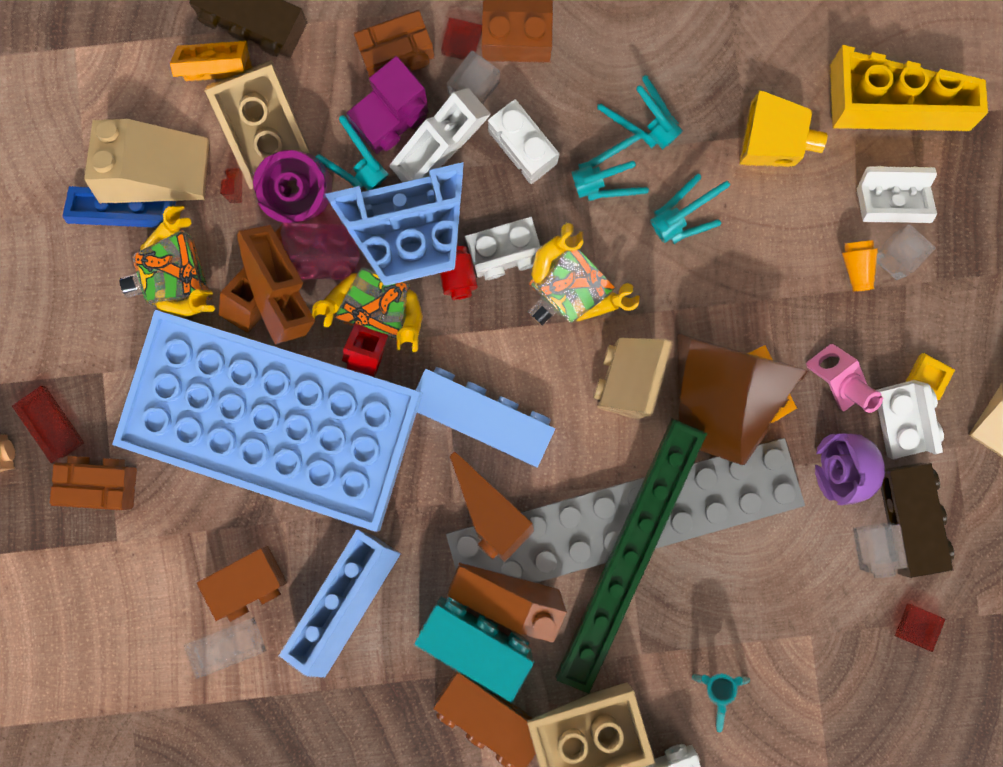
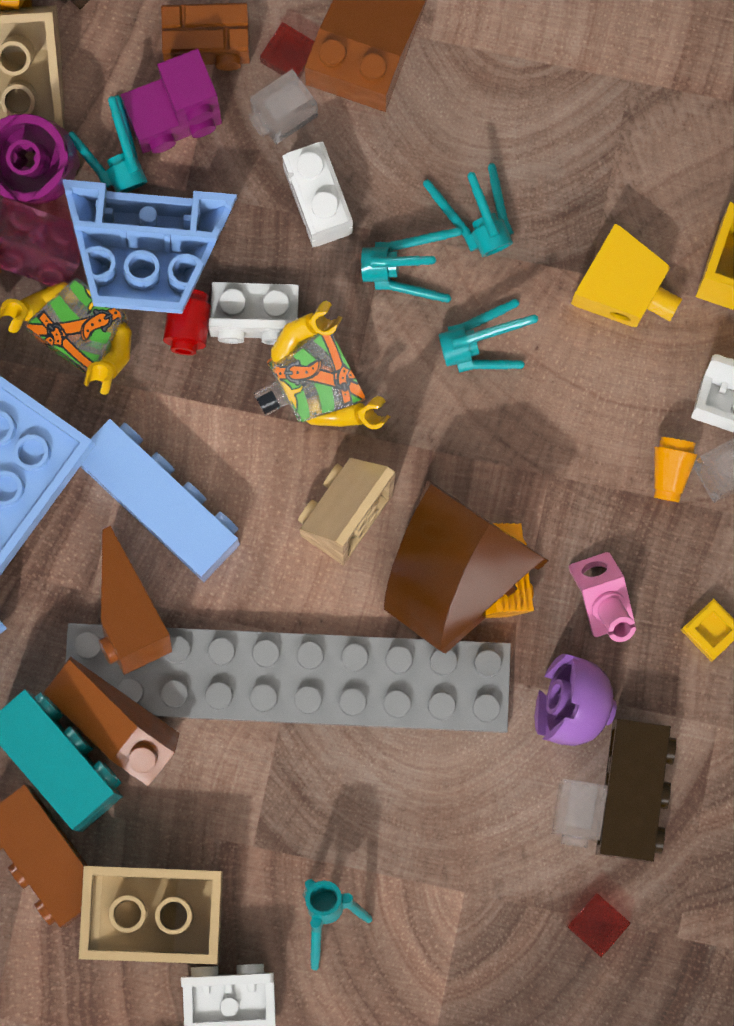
camera: 20 degrees right, 5 degrees down
(364, 350) = (46, 374): red brick -> none
(440, 136) = (222, 156): white slope -> none
(630, 555) = (275, 719): dark green tile -> none
(910, 419) = (665, 669): white bracket -> none

